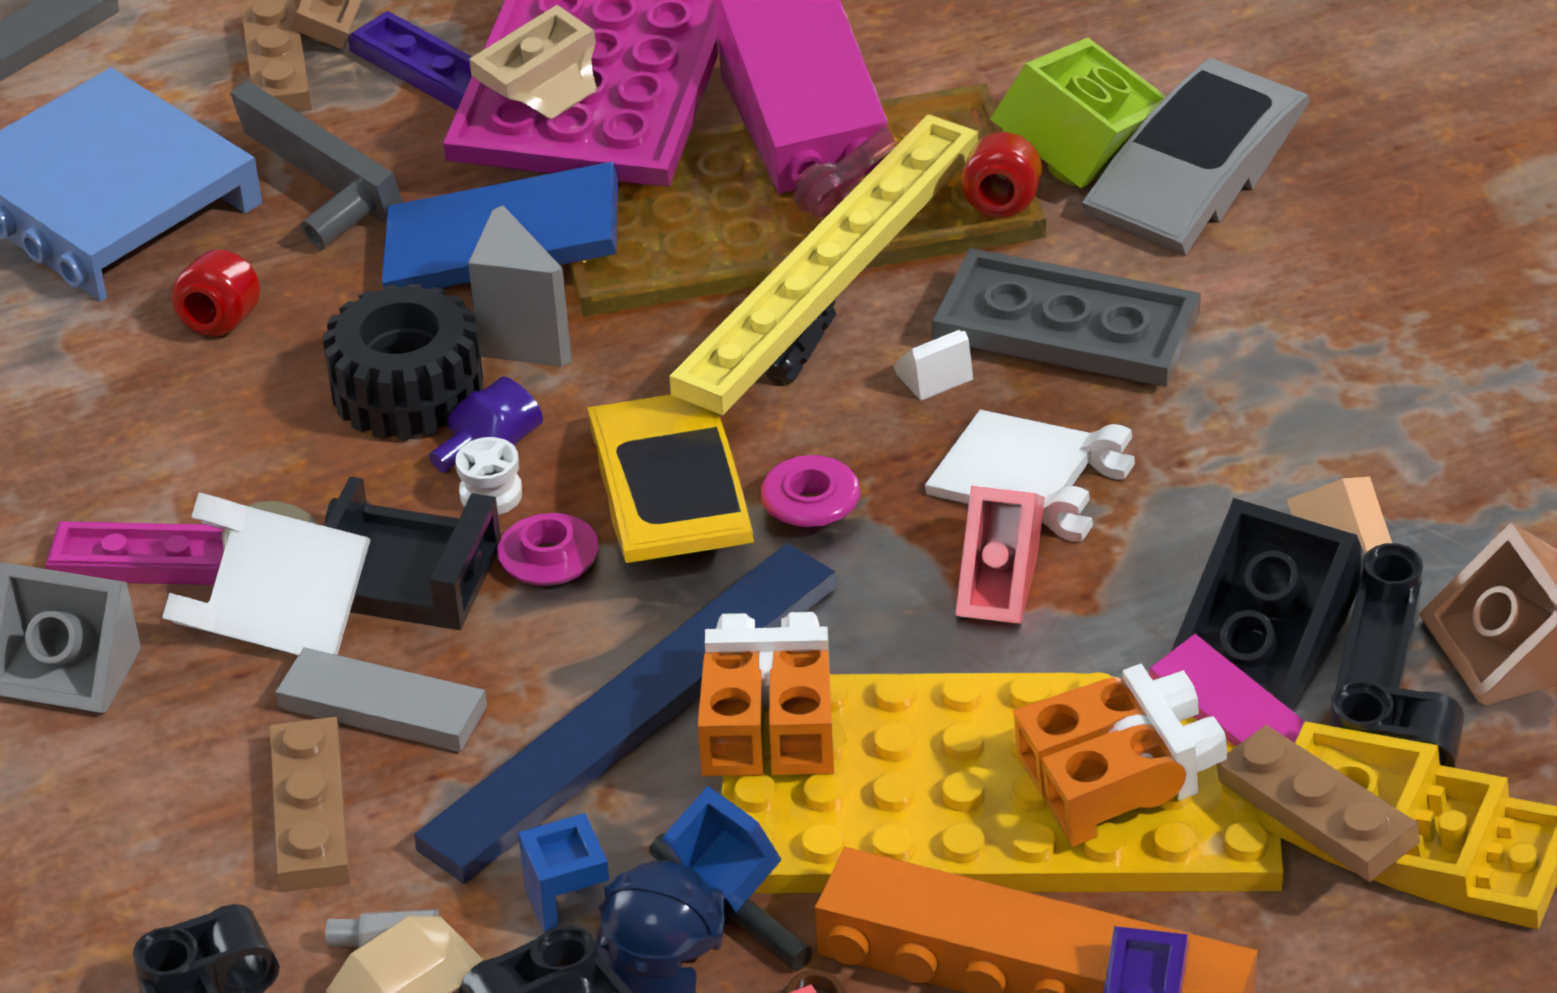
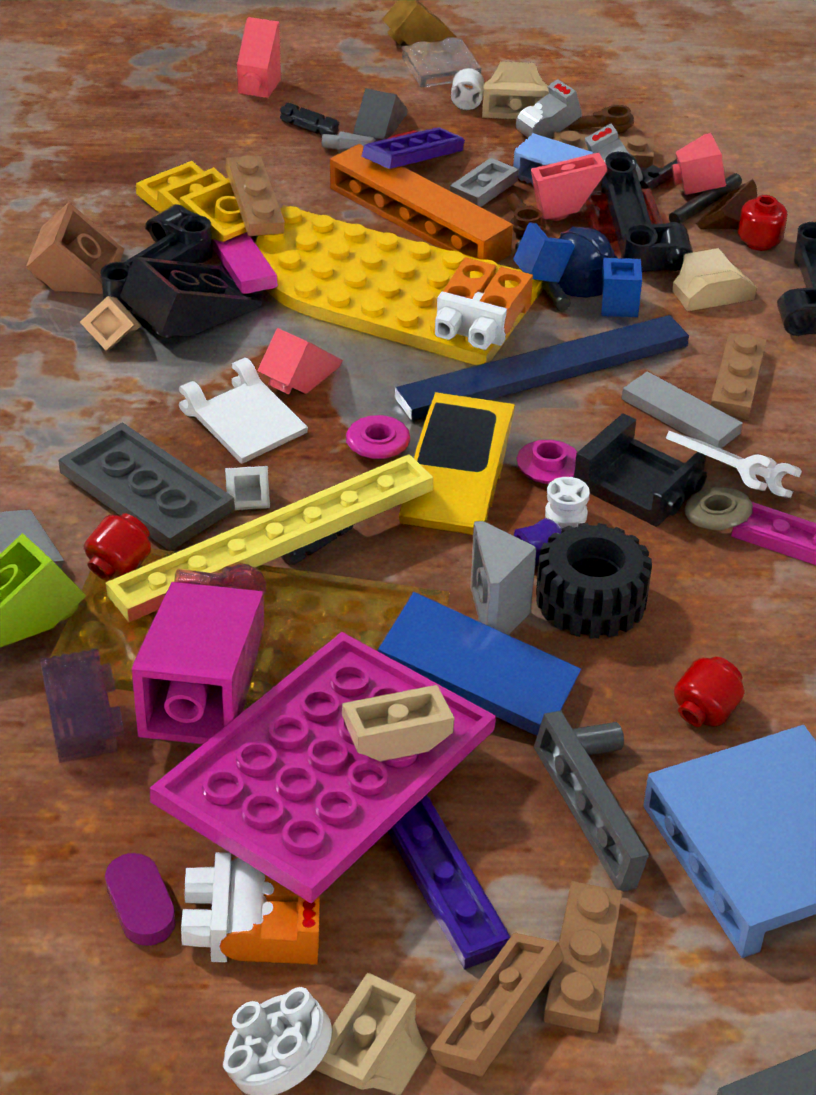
camera: 160 degrees left, 0 degrees up
(370, 925) = (718, 310): light grey bar -> none
(914, 47) = (80, 705): none -> clear purple brick
(1116, 748) = (328, 227): orange hips -> none

